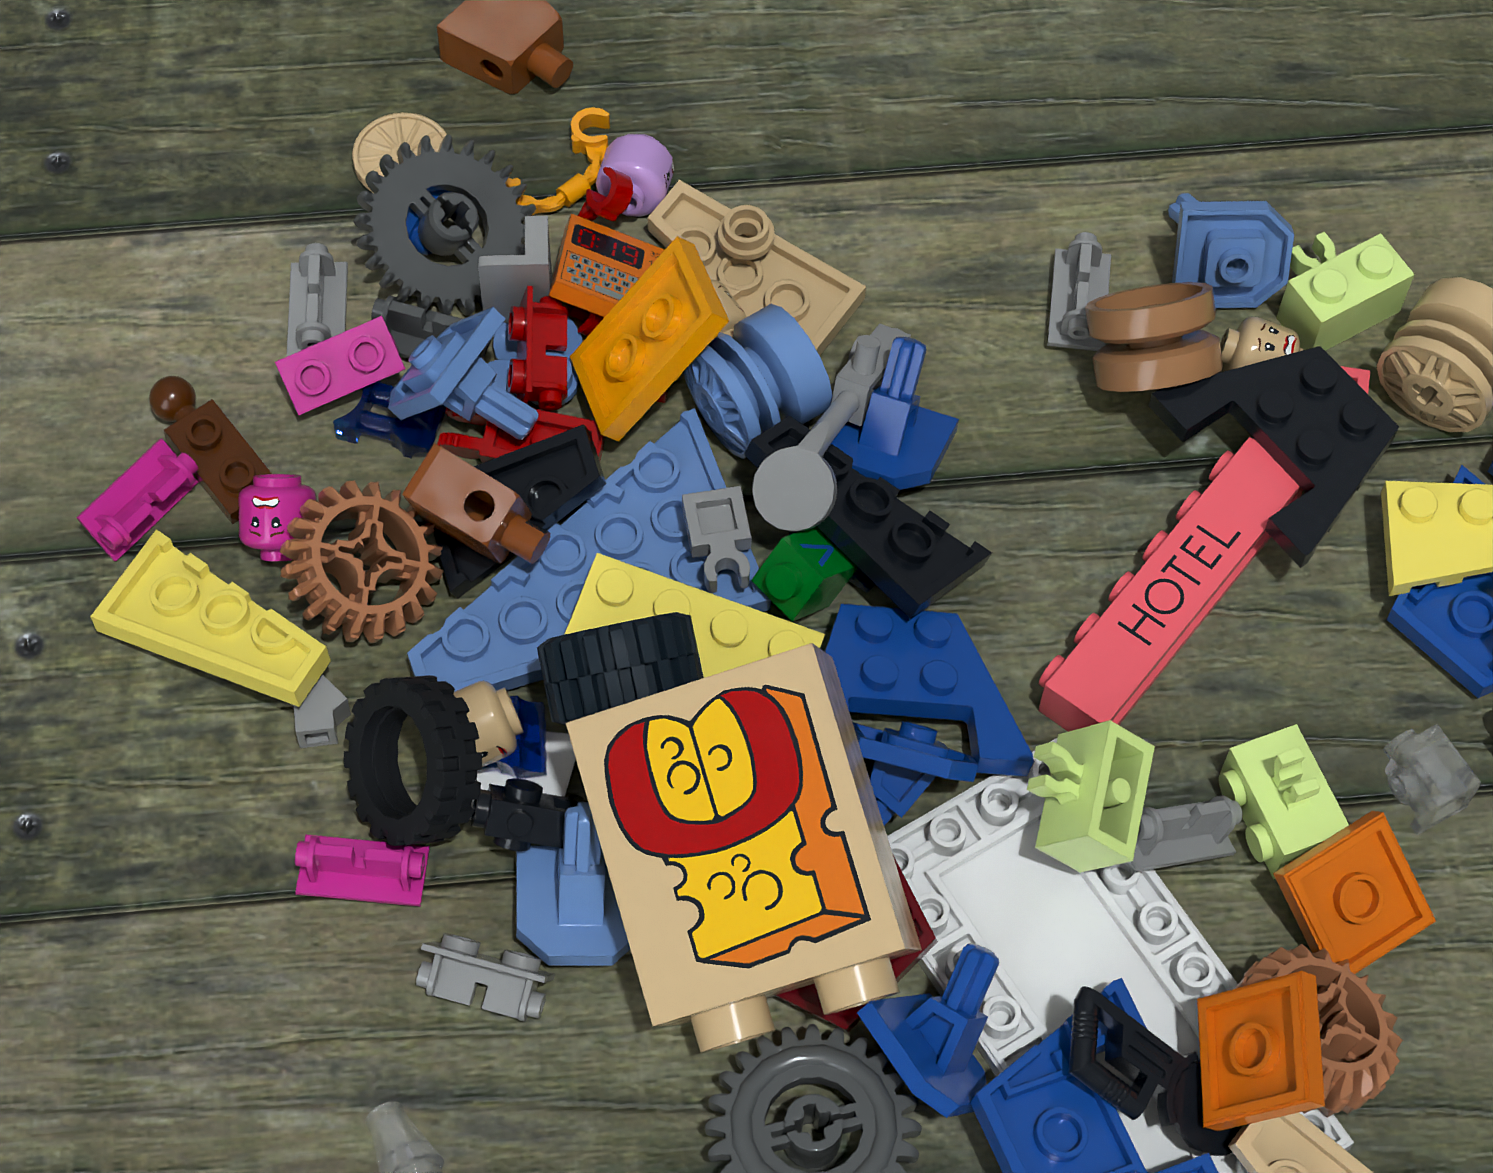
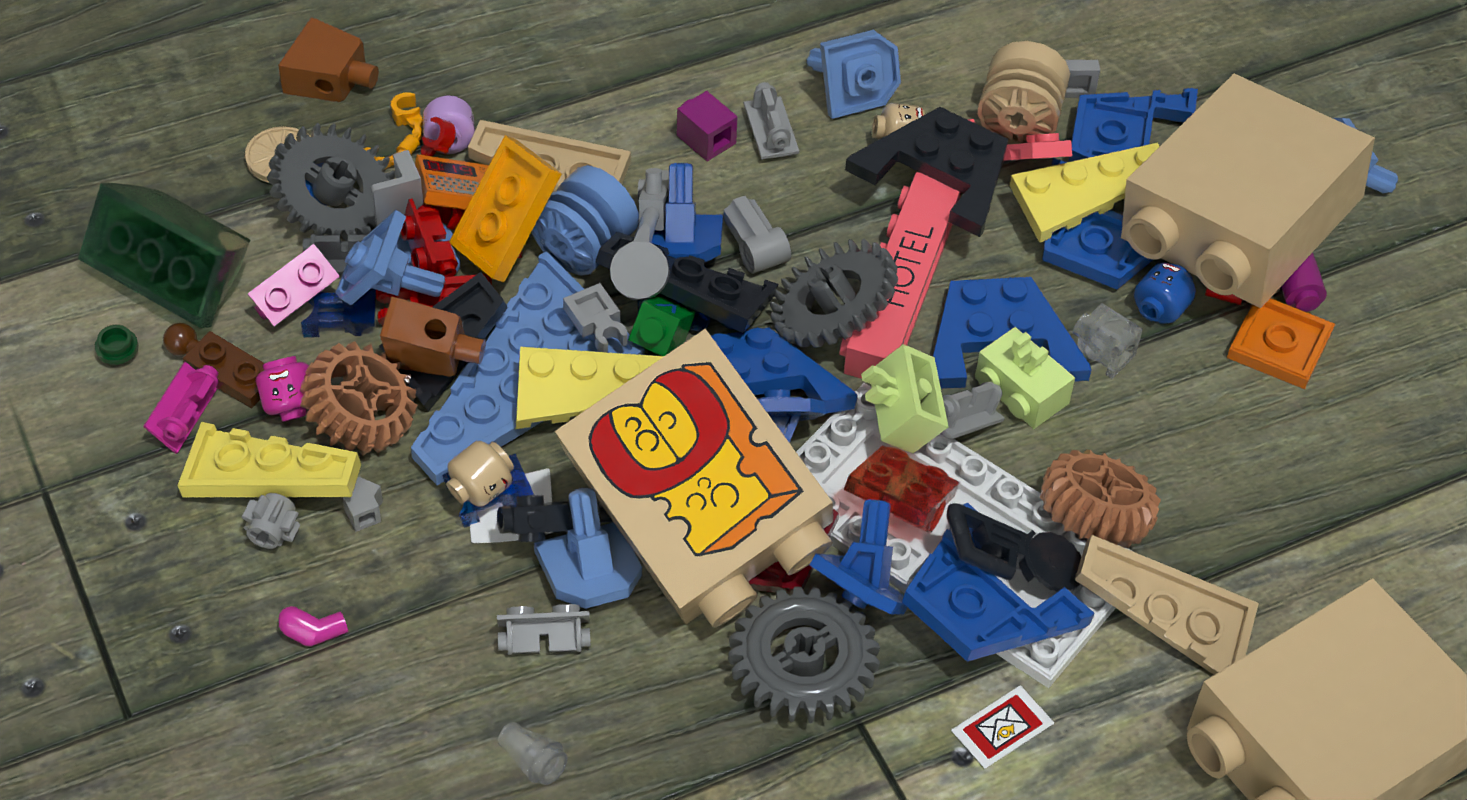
camera: 20 degrees left, 10 degrees down
(90, 382) = (116, 345): none -> dark green plate
(184, 876) = (308, 629): none -> dark pink arm
(189, 705) = (271, 520): none -> light grey gear
(192, 264) = (163, 250): none -> clear green windscreen
(316, 298) = (262, 255): light grey hinge -> none
(361, 870) = (432, 590): dark pink hinge -> none
(449, 753) = (480, 496): black tyre -> none
(617, 664) = (563, 395): black wheel -> none
(746, 220) = (540, 136): tan plate -> none
(987, 274) = (706, 125): none -> magenta brick
(992, 477) = (758, 241): none -> light grey piece
(1039, 926) = (912, 489): none -> clear red plate
(1052, 574) = (870, 265): none -> dark grey gear
(1154, 337) = (834, 131): medium nougat wheel -> none
(1260, 1051) = (1076, 510): orange tile -> none
(1276, 679) = (987, 309): none -> blue wing
(1343, 291) = (940, 77): yellowish green brick -> none
(1355, 893) = (1091, 413): orange tile -> none
(1440, 448) = (1039, 147): none -> coral wing

